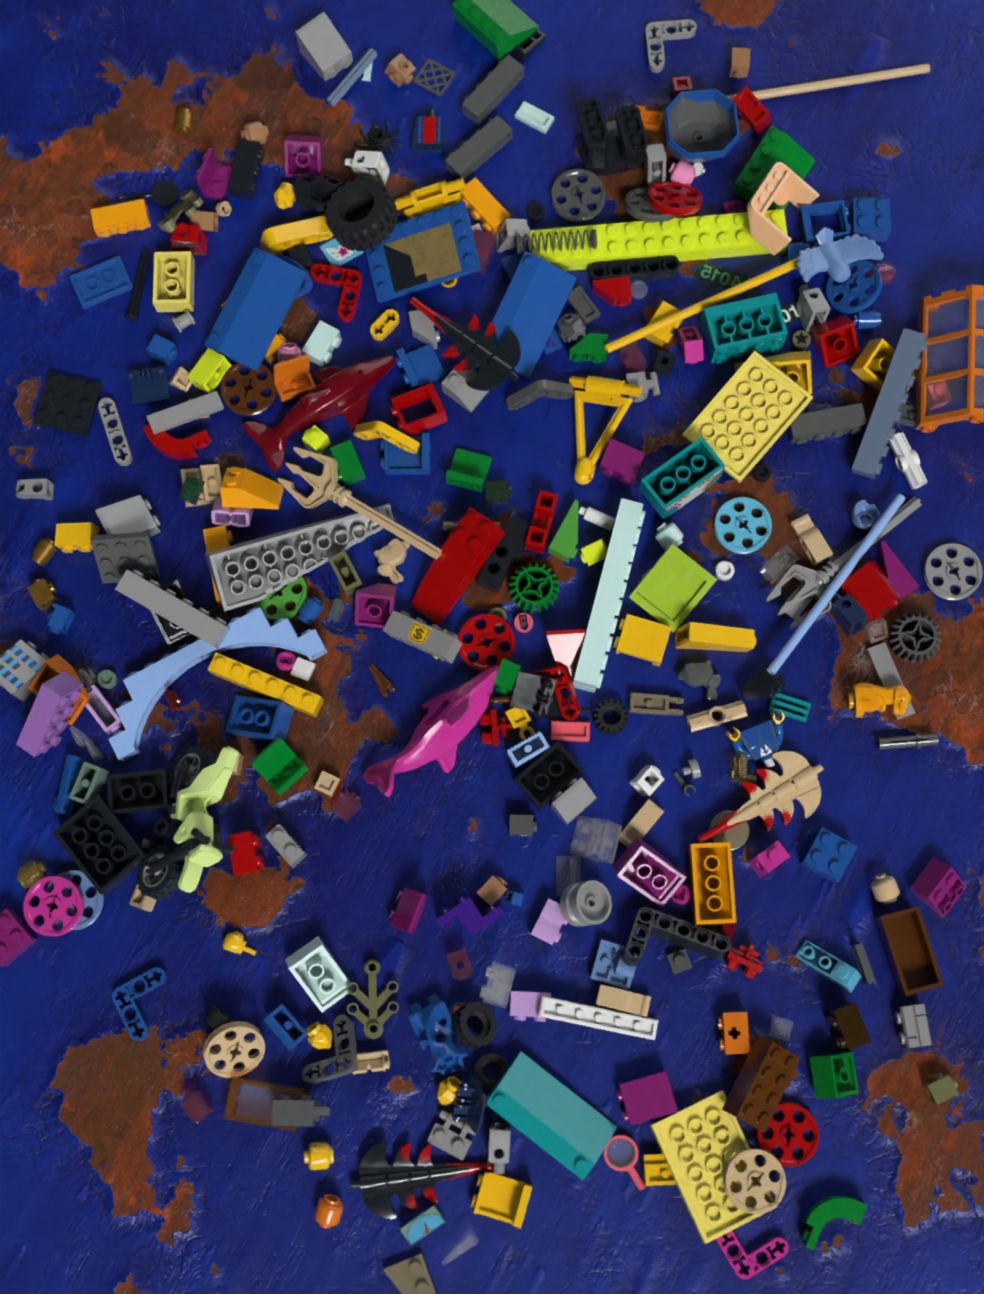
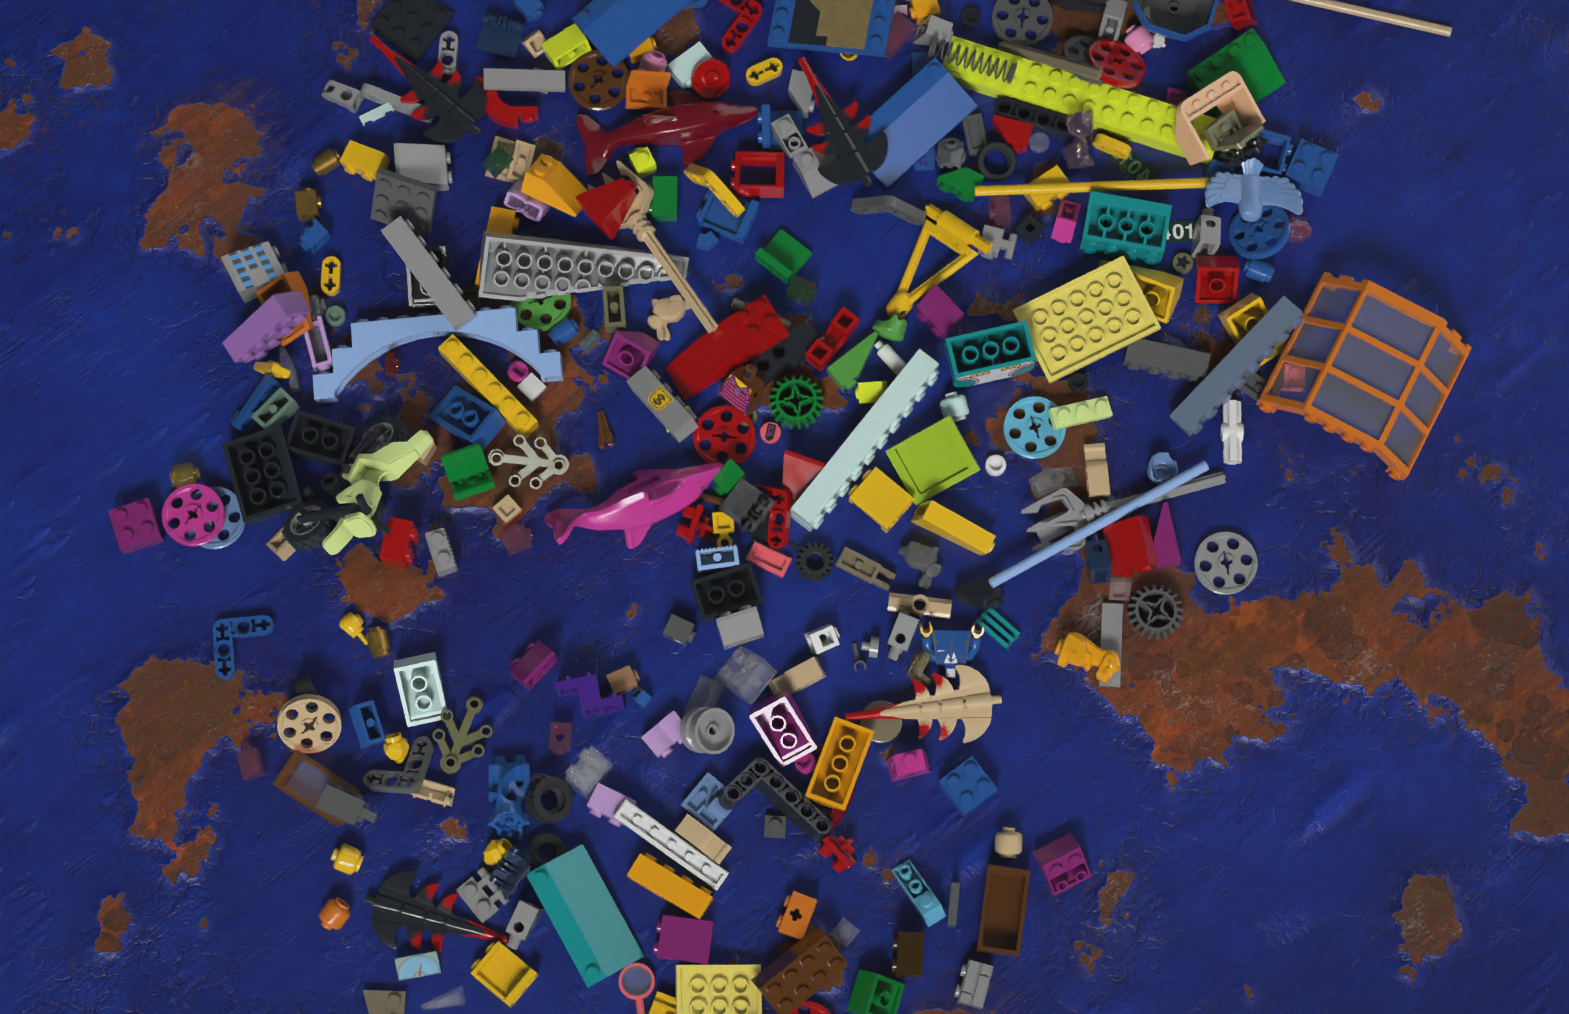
camera: 20 degrees right, 0 degrees up
(69, 748) = (271, 368): none -> yellow plate
(70, 493) = (376, 113): none -> light aqua piece
(84, 476) = (381, 96): none -> light grey beam
(93, 645) = (326, 276): none -> yellow beam
(139, 464) = (456, 113): none -> black animal
(264, 948) = (378, 642): none -> pearl gold brick
(302, 487) = (608, 204): none -> red slope
(331, 732) = (531, 461): none -> plant
(342, 347) = (710, 78): none -> red tile
(399, 484) = (707, 241): none -> blue piece
(430, 368) = (788, 136): none -> light grey slope
(485, 595) = (743, 389): none -> reddish brown torso
(587, 493) = (891, 329): none -> bright green hair
(613, 1055) = (670, 886): none -> light orange brick
(617, 307) = (1011, 161): none -> black tyre
(623, 215) = (1051, 59): none -> dark tan axle
(674, 283) = (1076, 151): none -> clear purple animal
(700, 268) = (1111, 146): none -> yellow beam
(714, 739) = (906, 626): none -> light grey torso
(775, 497) = (1080, 413): none -> yellowish green plate
(793, 218) = (1228, 132): none -> olive bracket
(814, 222) = (1250, 150): none -> black hinge
(930, 739) = (1123, 718): dark grey pin -> none

